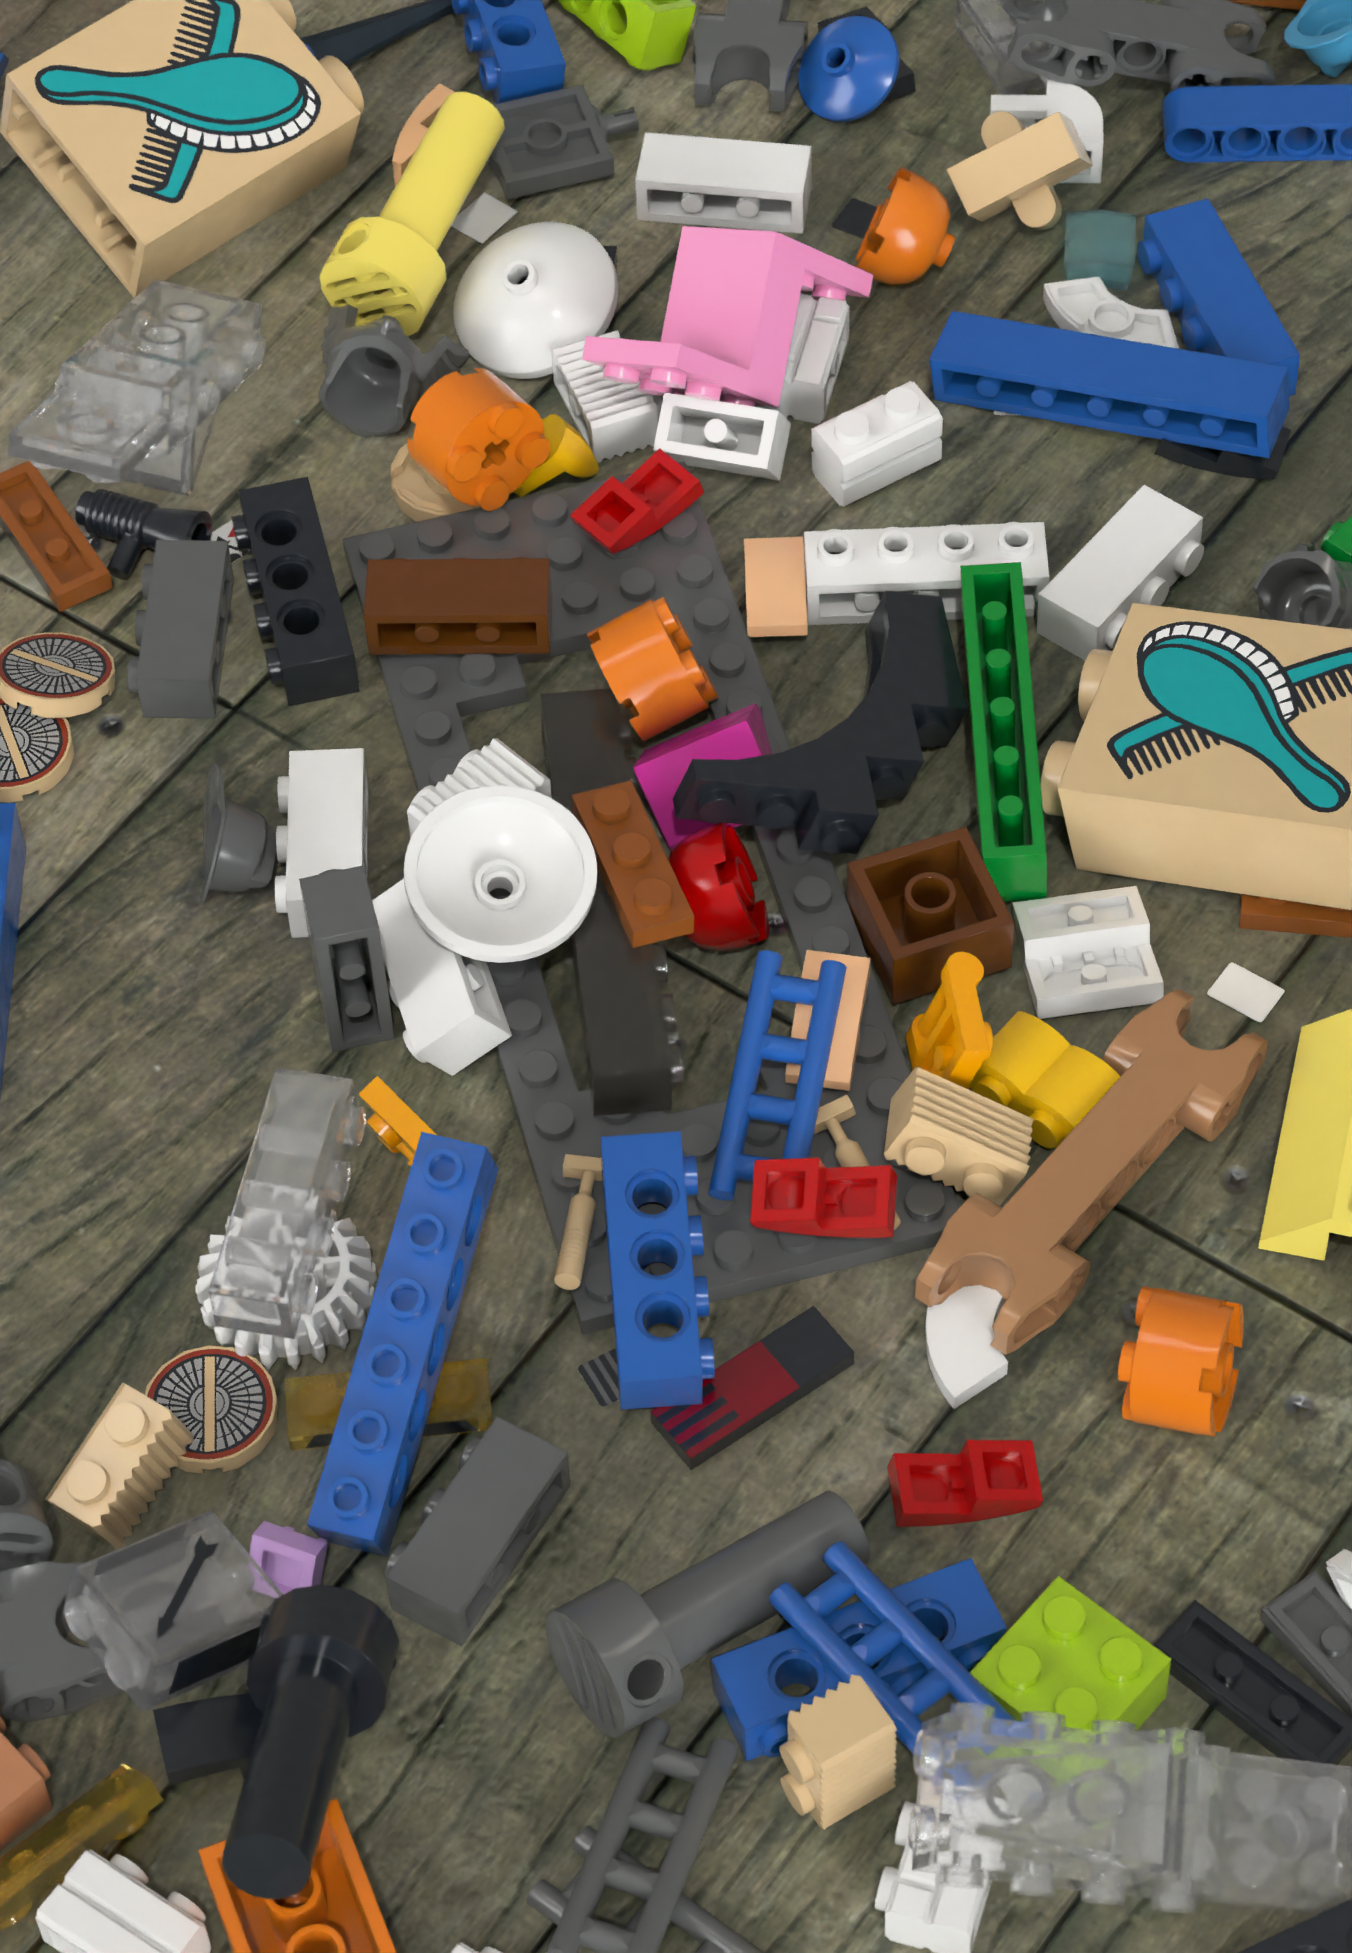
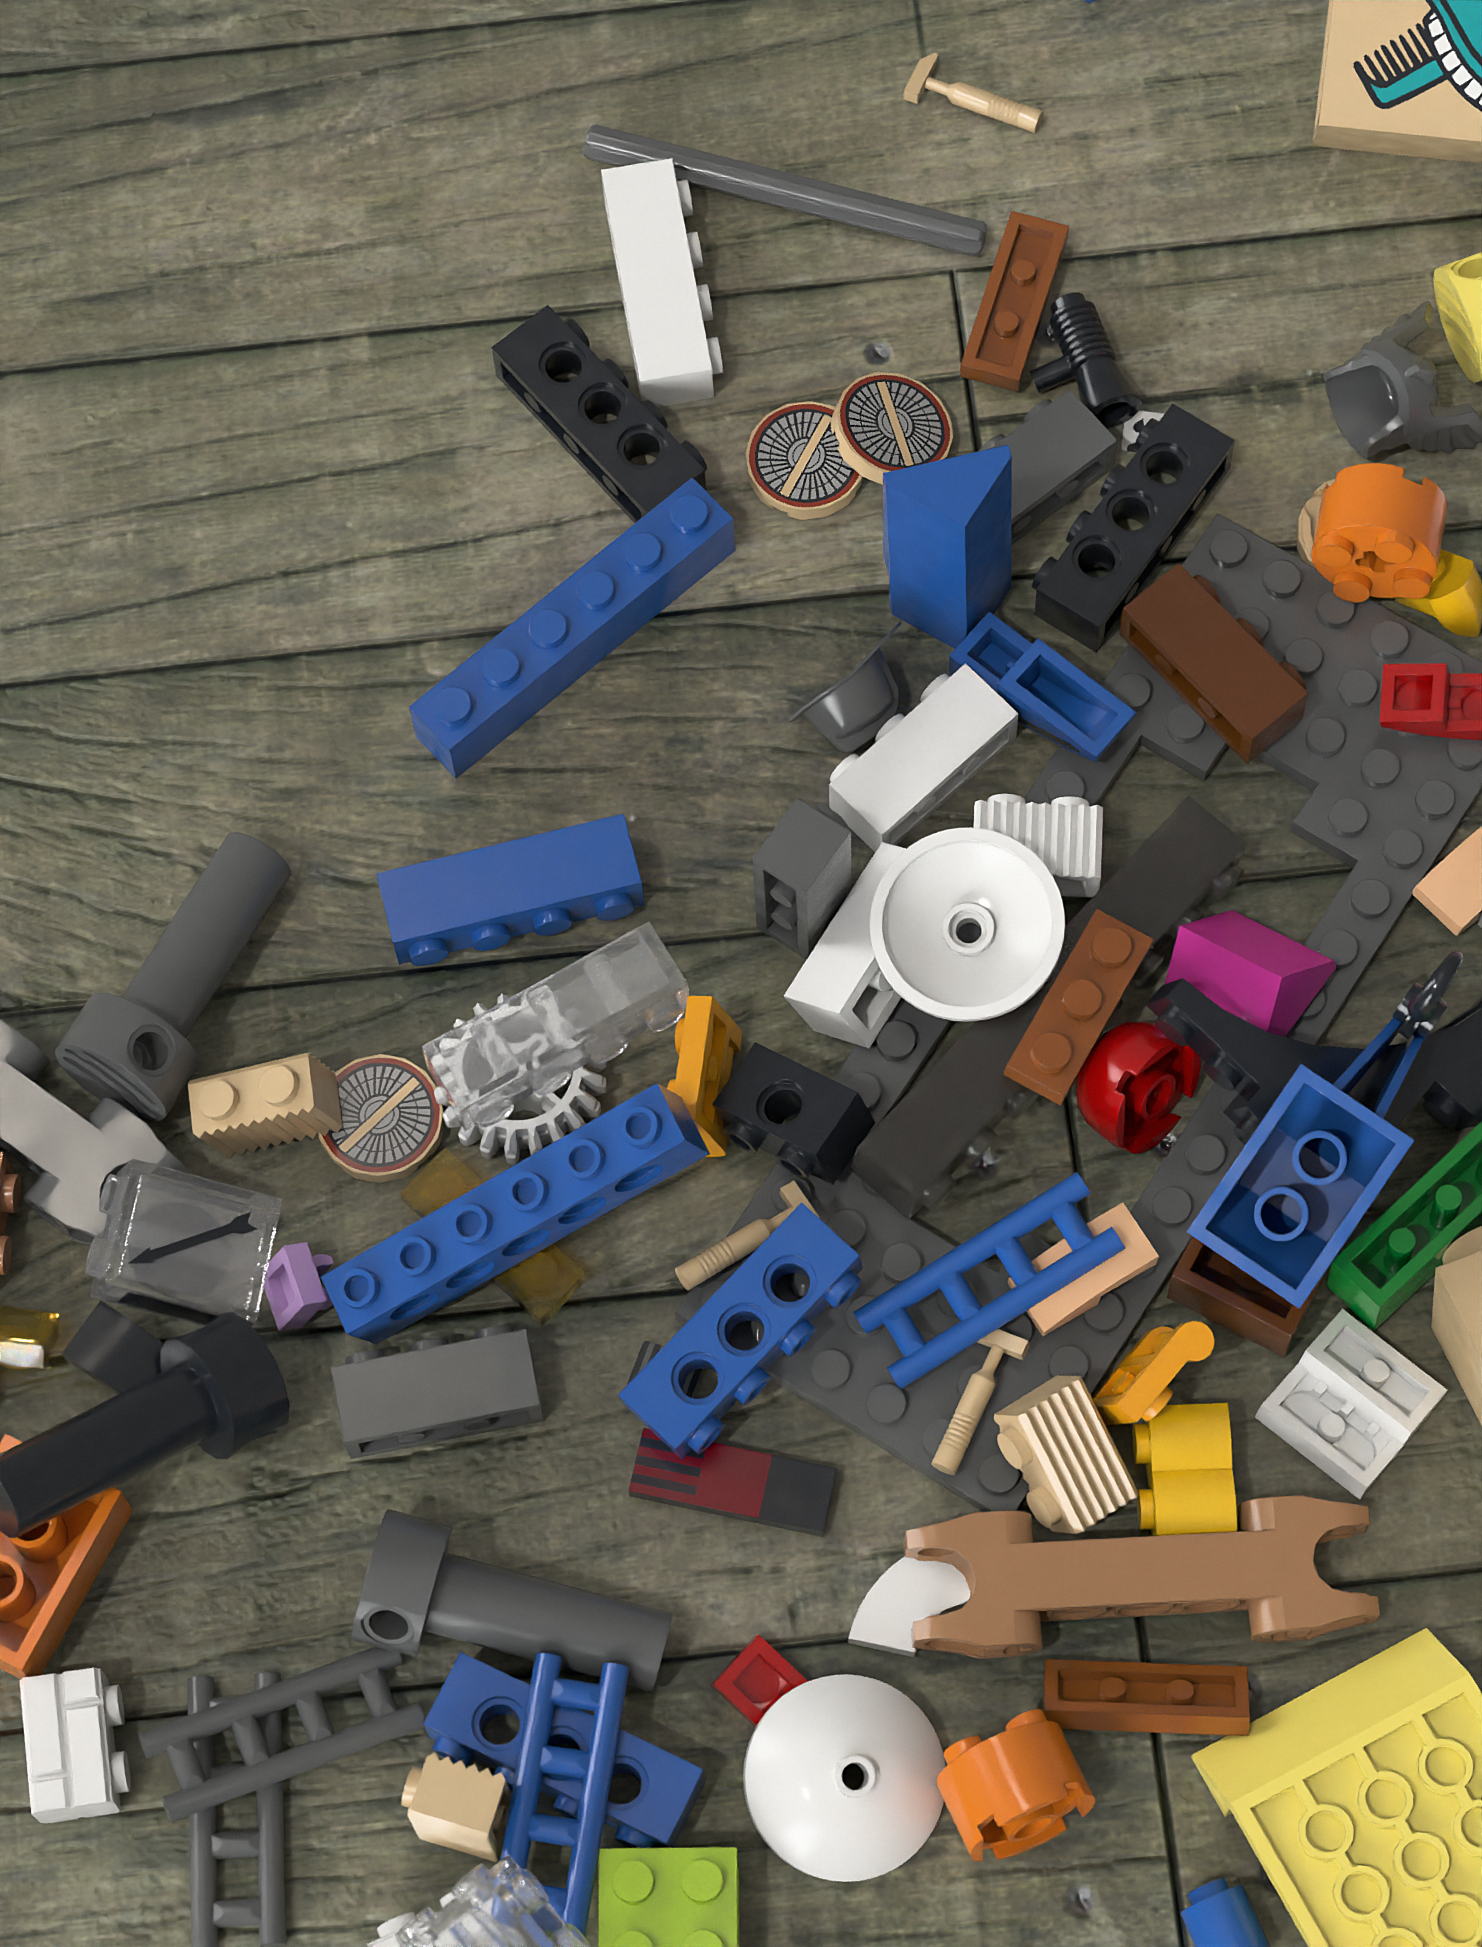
camera: 50 degrees right, 15 degrees up
(129, 1178) = (511, 890): none -> blue brick
(146, 389) = (1187, 251): clear wedge -> none
(194, 674) = (949, 541): none -> blue slope
(380, 717) = (1043, 688): none -> blue slope
(534, 1082) = (771, 1089): none -> black brick
(650, 669) = (1288, 856): orange brick -> none
(823, 1201) = (912, 1404): red slope -> none
(912, 766) = (1317, 1160): none -> blue slope
(1049, 1506) = (798, 1786): none -> white dish
(1190, 1232) = (1147, 1697): none -> dark orange plate
(1245, 992) = (1431, 1554): white sticker -> none

